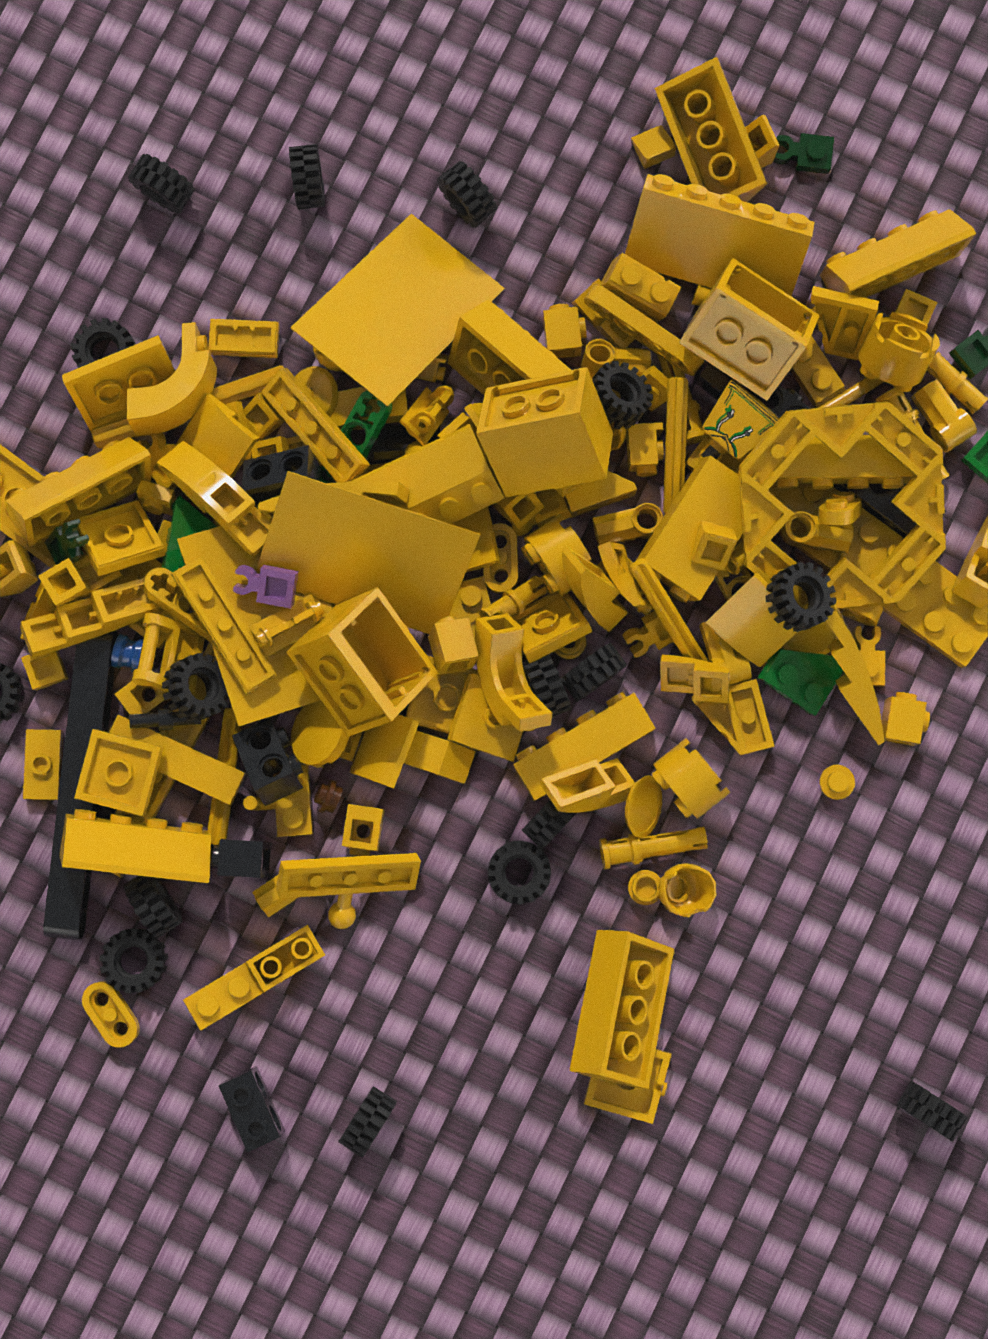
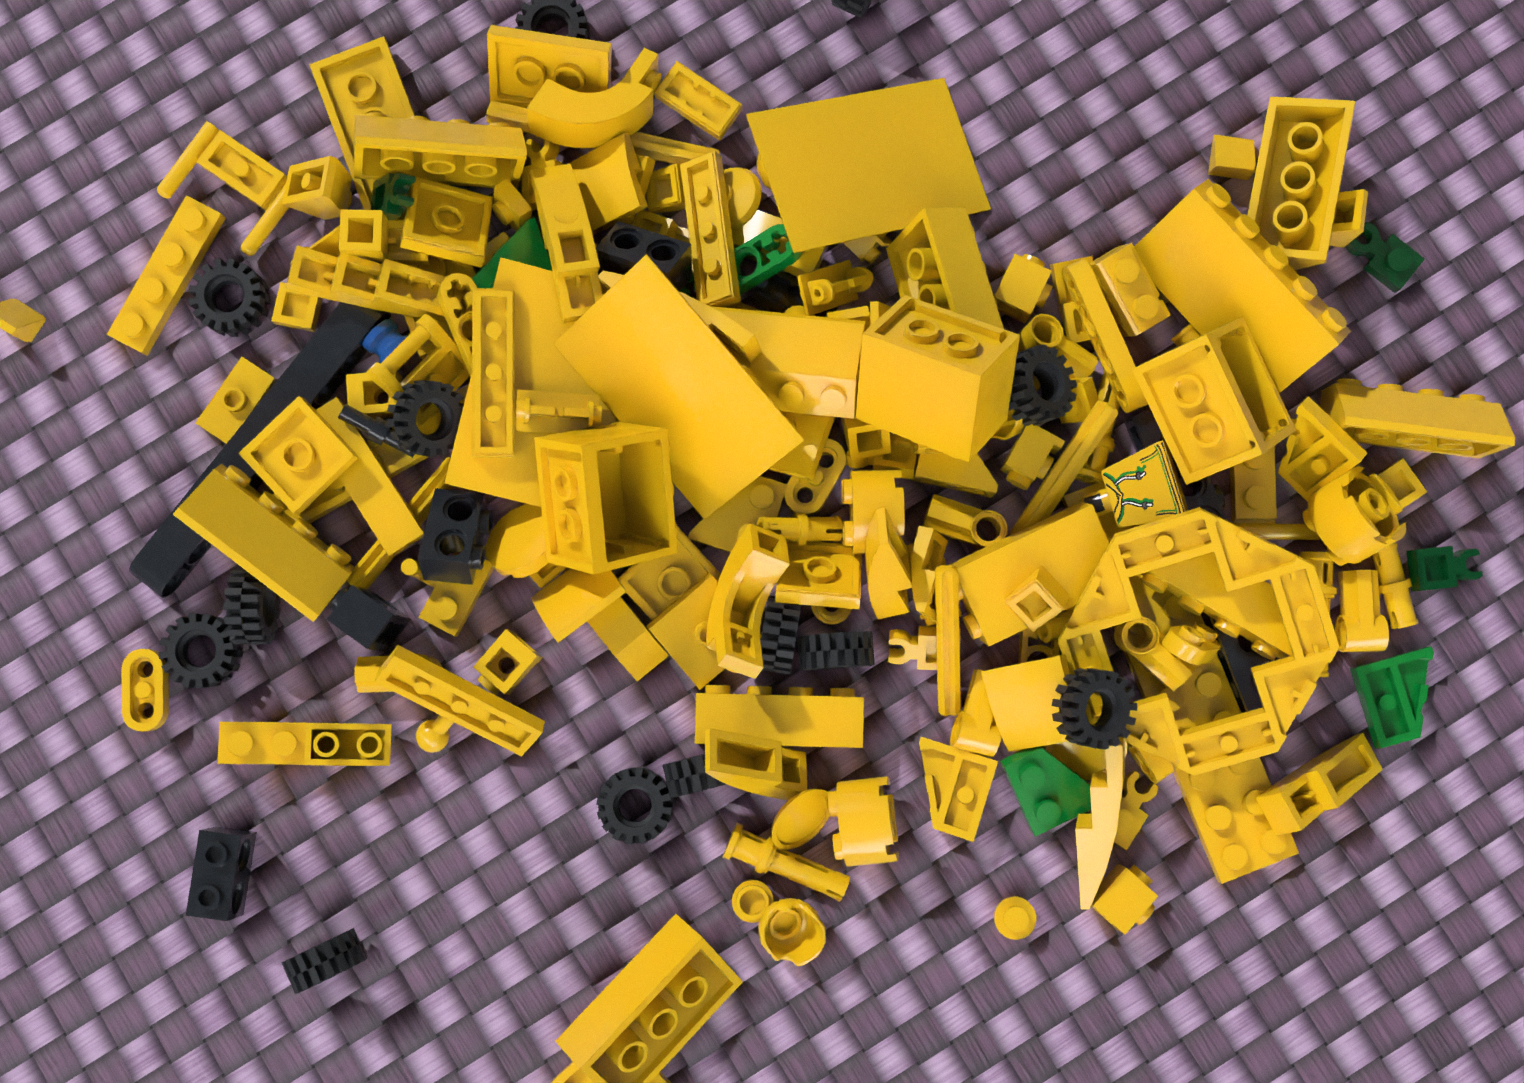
camera: 35 degrees right, 0 degrees up
(273, 585) = (565, 361): medium lavender plate -> none
(328, 797) = (493, 609): reddish brown plate -> none
(453, 645) = (710, 535): yellow brick -> none
(467, 194) = (1011, 90): black tyre -> none
(690, 675) = (932, 715): yellow slope -> none

